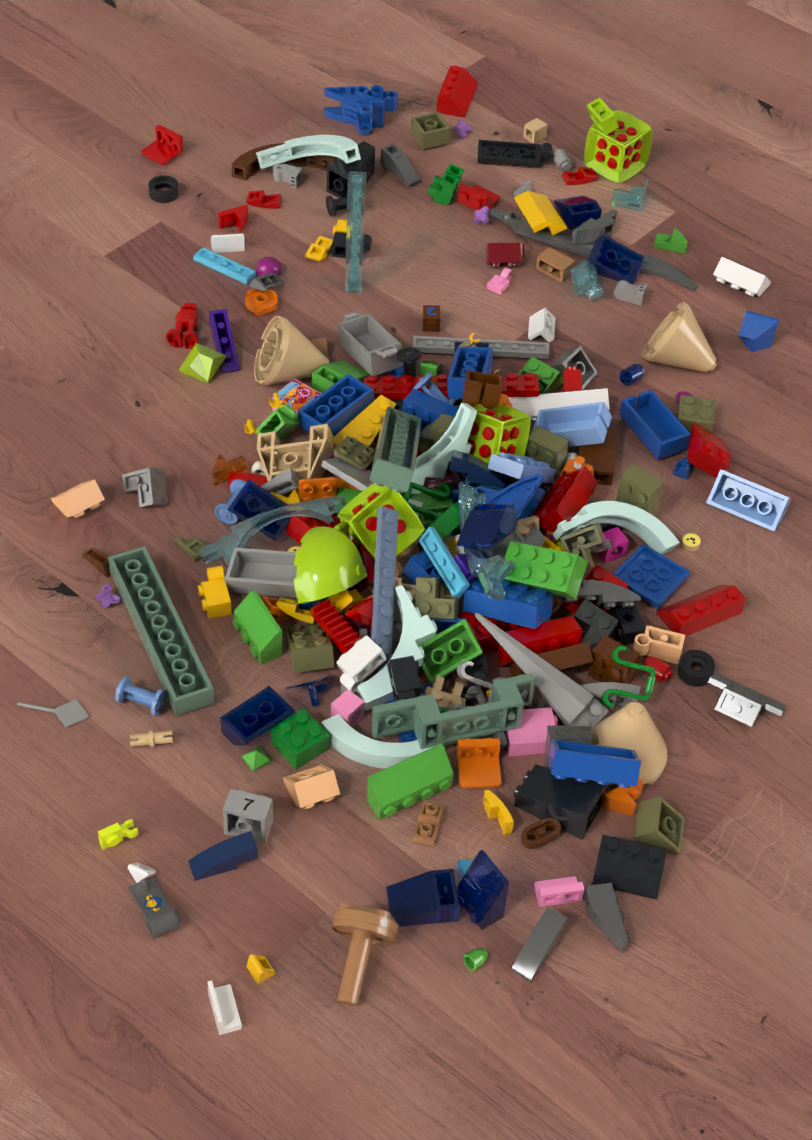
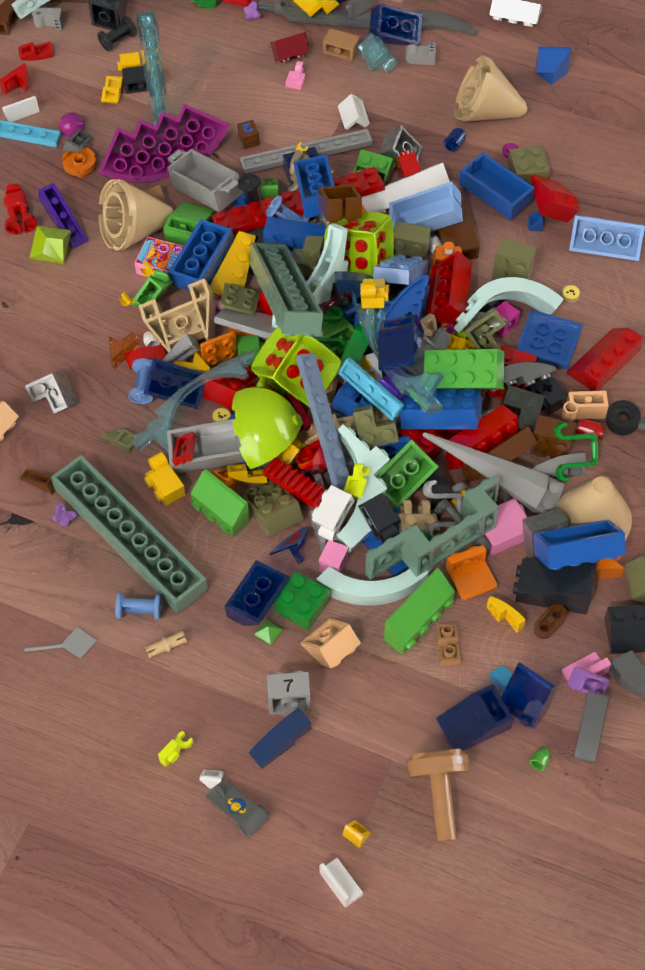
camera: 15 degrees left, 10 degrees up
(244, 568) = (188, 448): none -> red tile
(322, 308) = (145, 154): none -> magenta brick
(393, 642) = (356, 484): none -> neon yellow plate
(481, 476) = (374, 293): none -> yellow hinge
(550, 896) = (586, 681): none -> medium lavender slope

